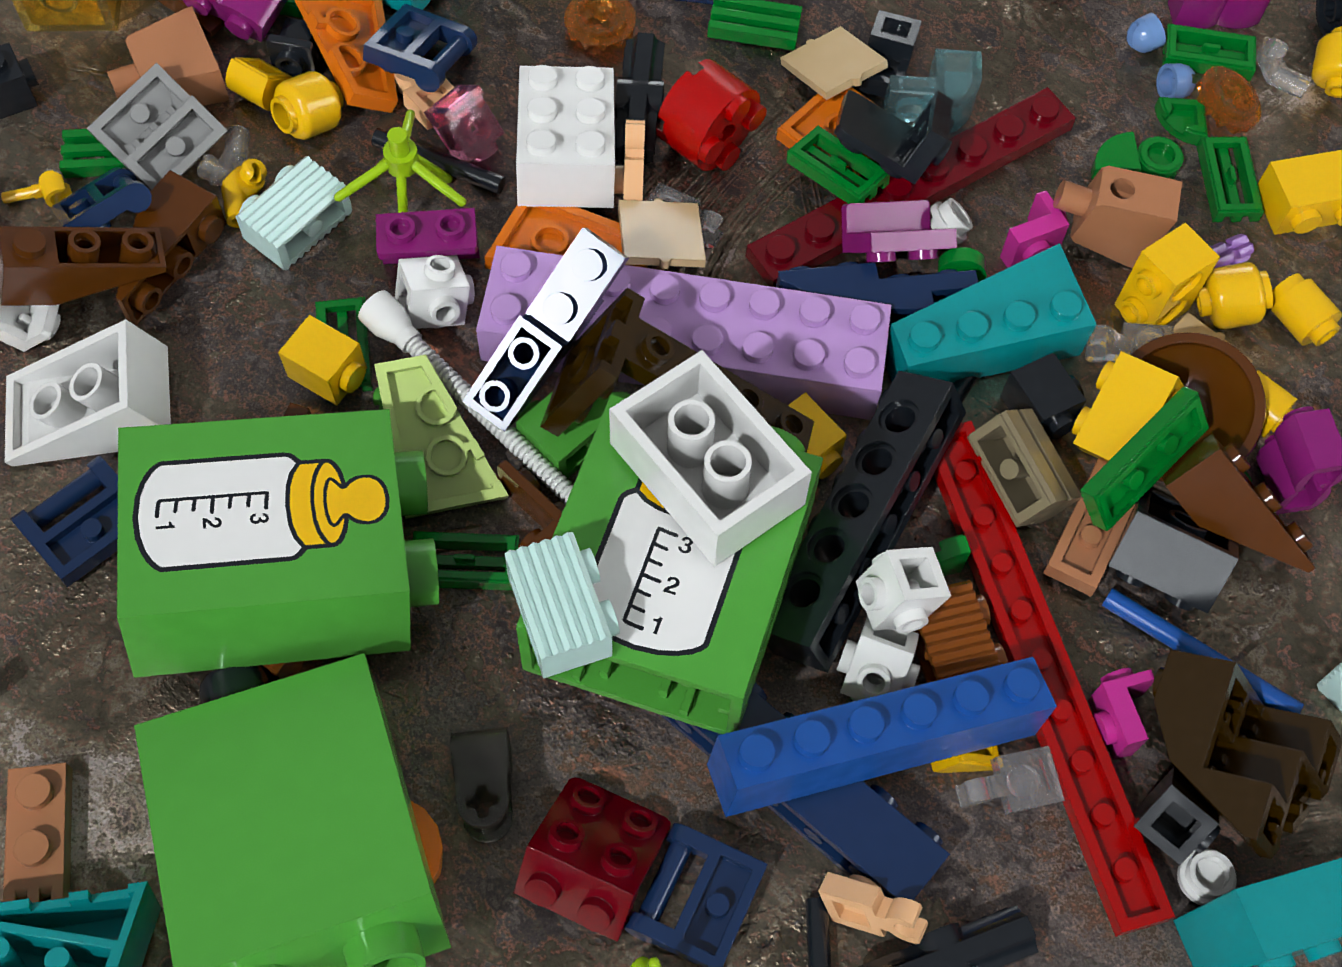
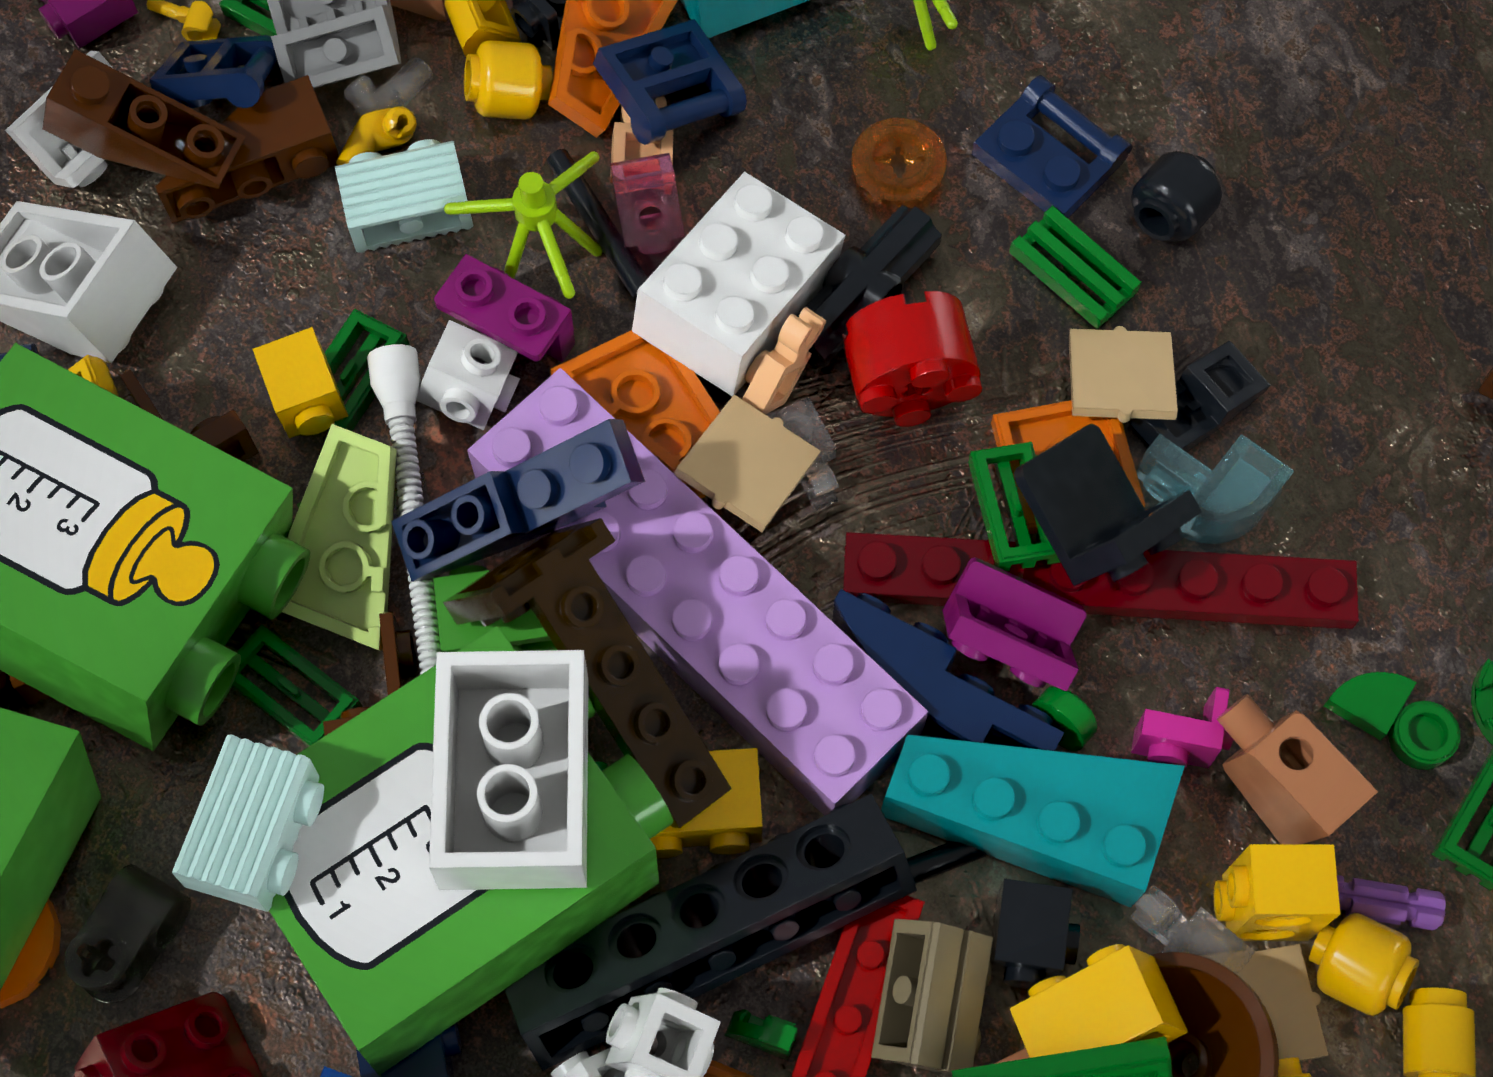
camera: 40 degrees right, 5 degrees up
(951, 215) = (1100, 651): white plate -> none

